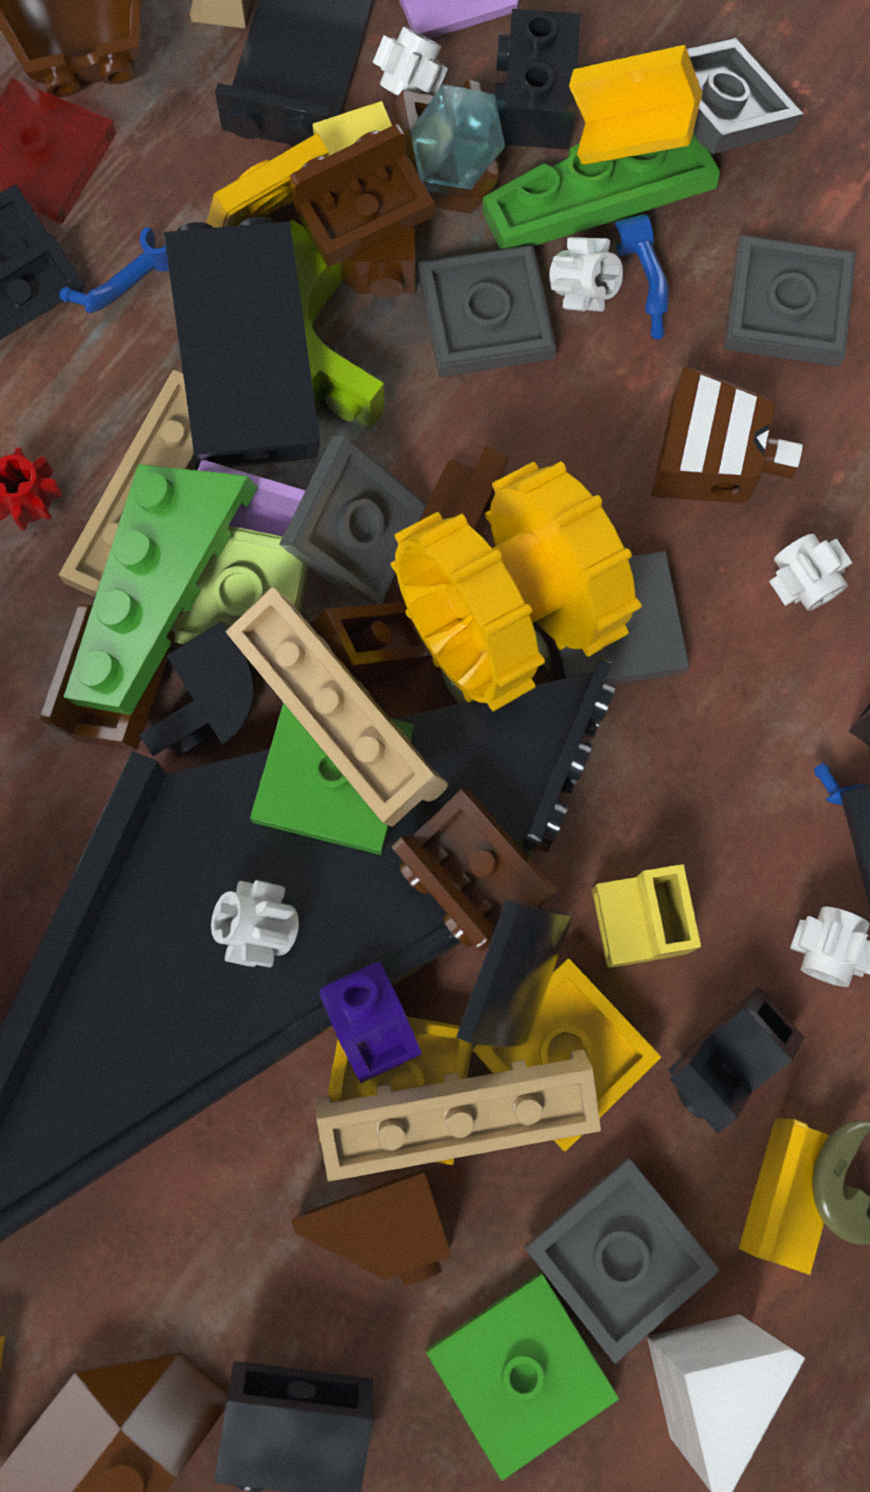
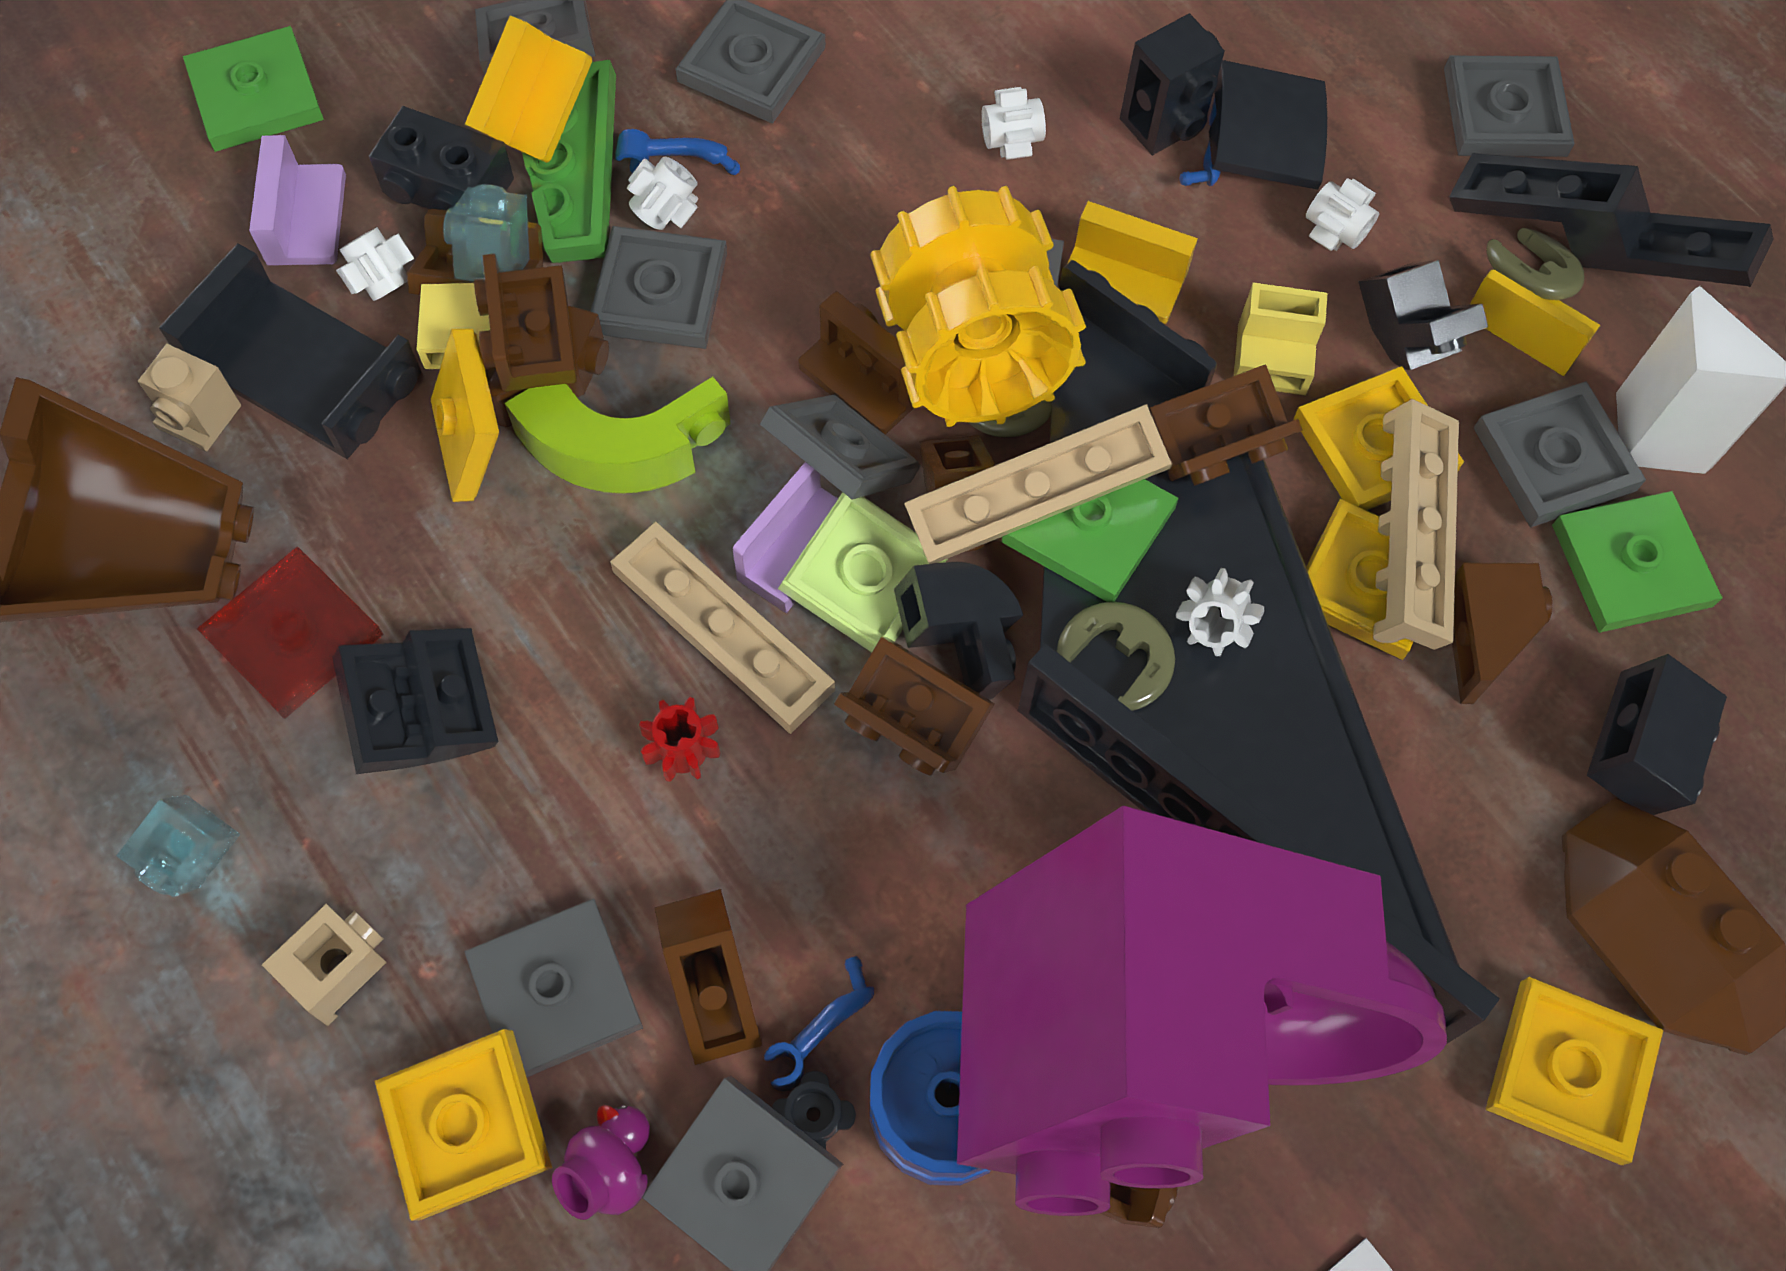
camera: 70 degrees left, 10 degrees down
(122, 281) = (467, 561): blue piece -> none
(151, 576) = (825, 619): bright green wing -> none
(228, 853) = (1137, 631): none -> olive head
(242, 343) = (629, 465): black panel -> none
(369, 1022) = (1322, 555): dark purple bracket -> none
(514, 975) = (1324, 423): black slope -> none
(685, 740) = (1134, 256): none -> yellow panel
(719, 442) = (863, 151): reddish brown torso -> none

